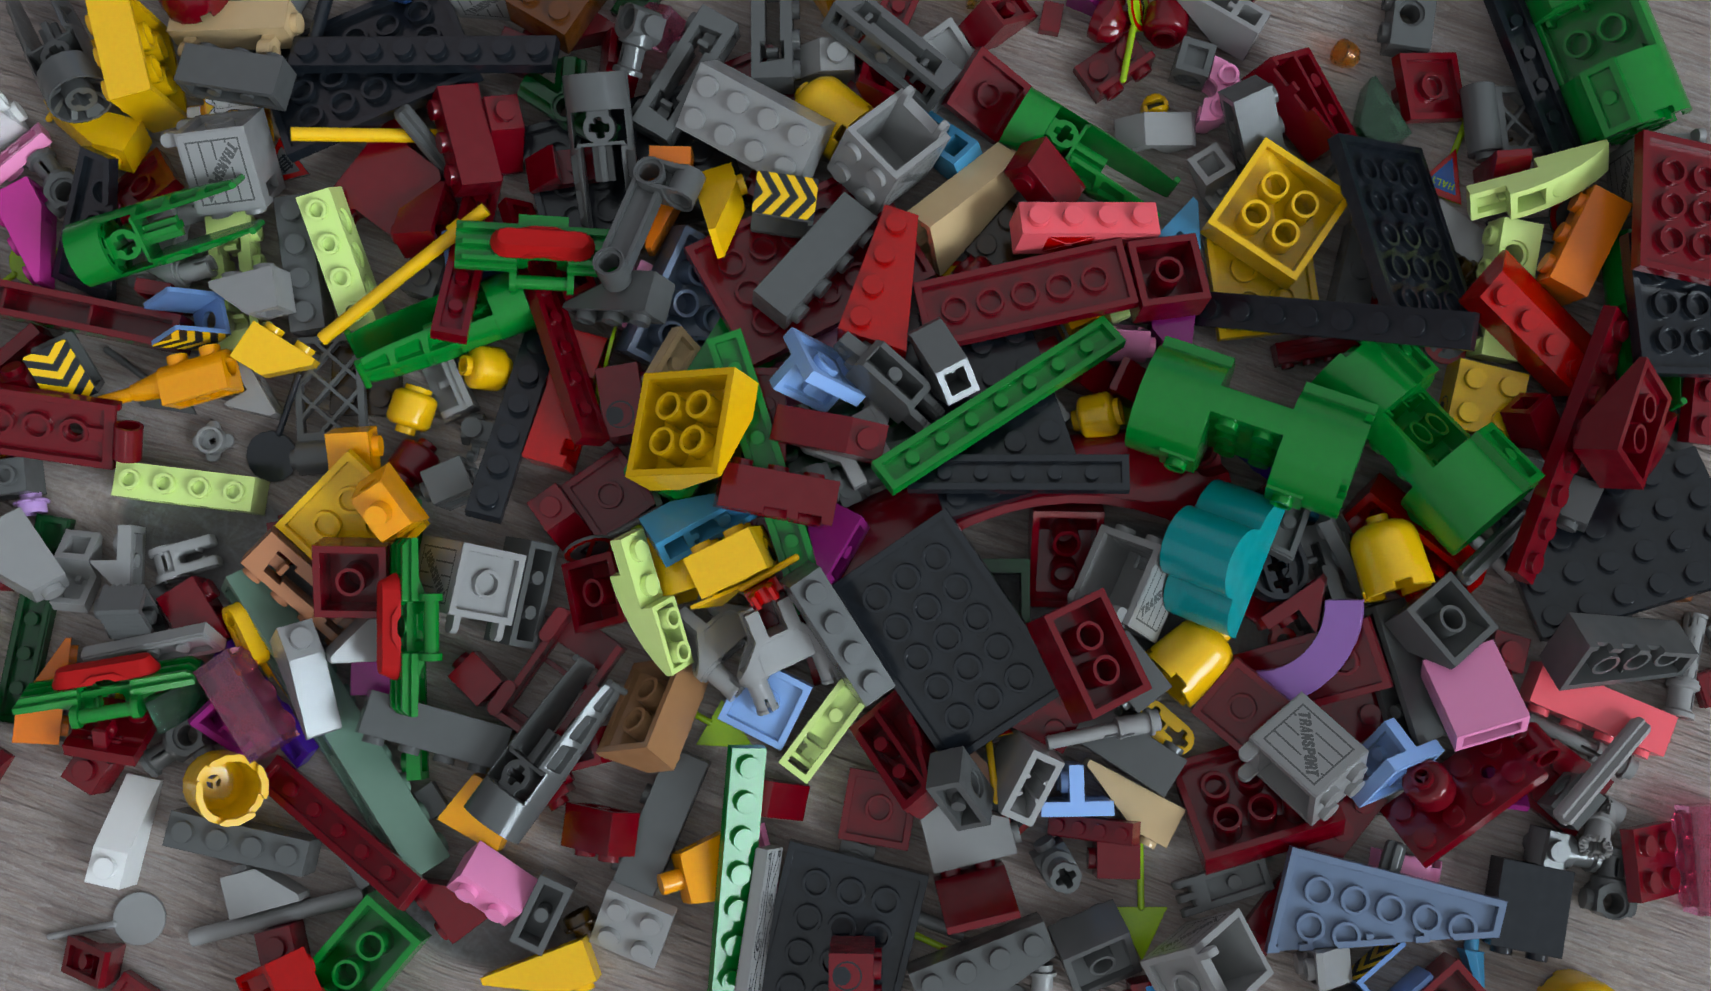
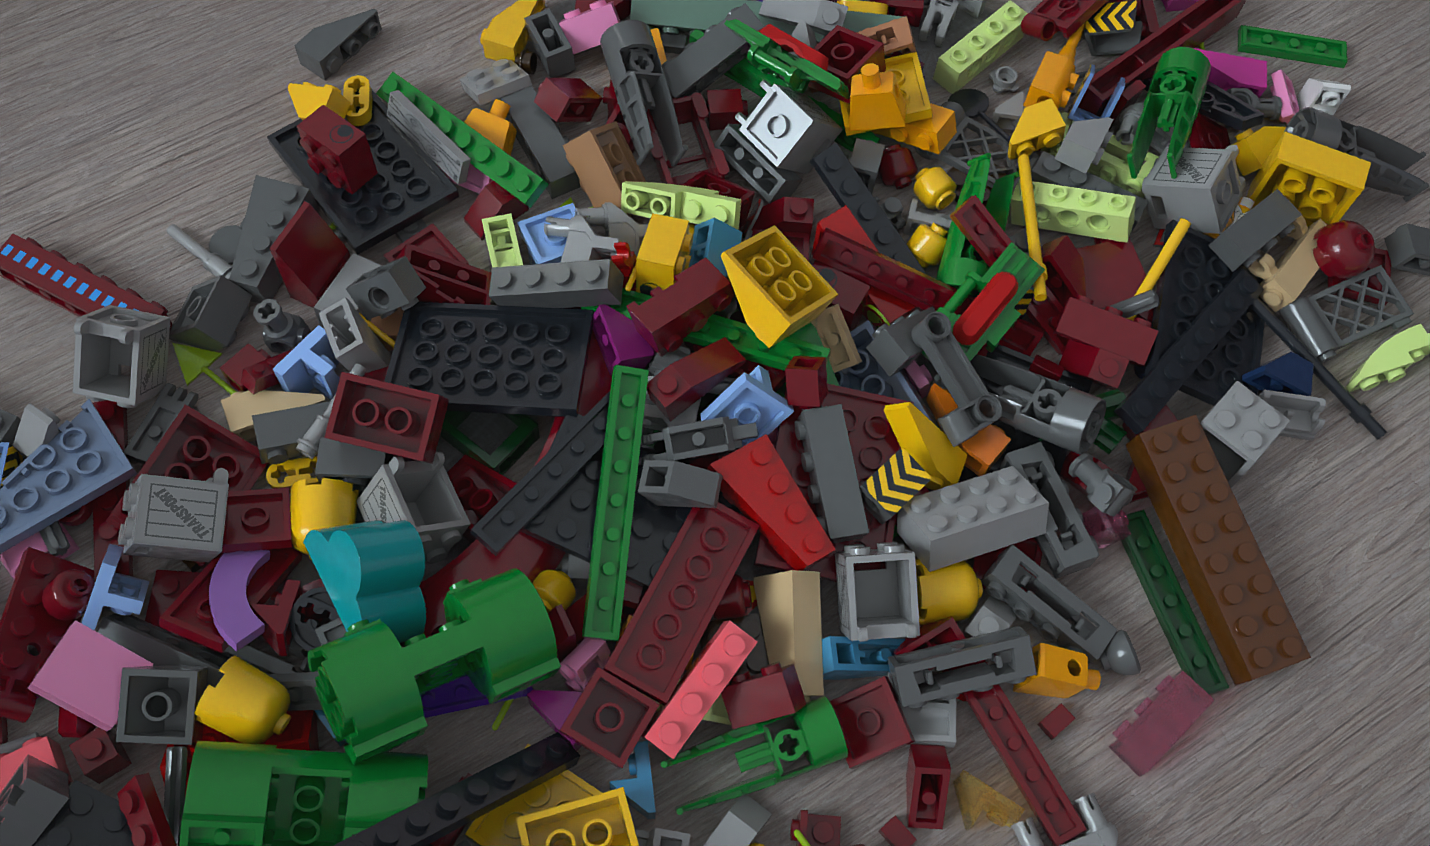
camera: 120 degrees right, 20 degrees down
(759, 331) = (806, 381): none -> dark red brick

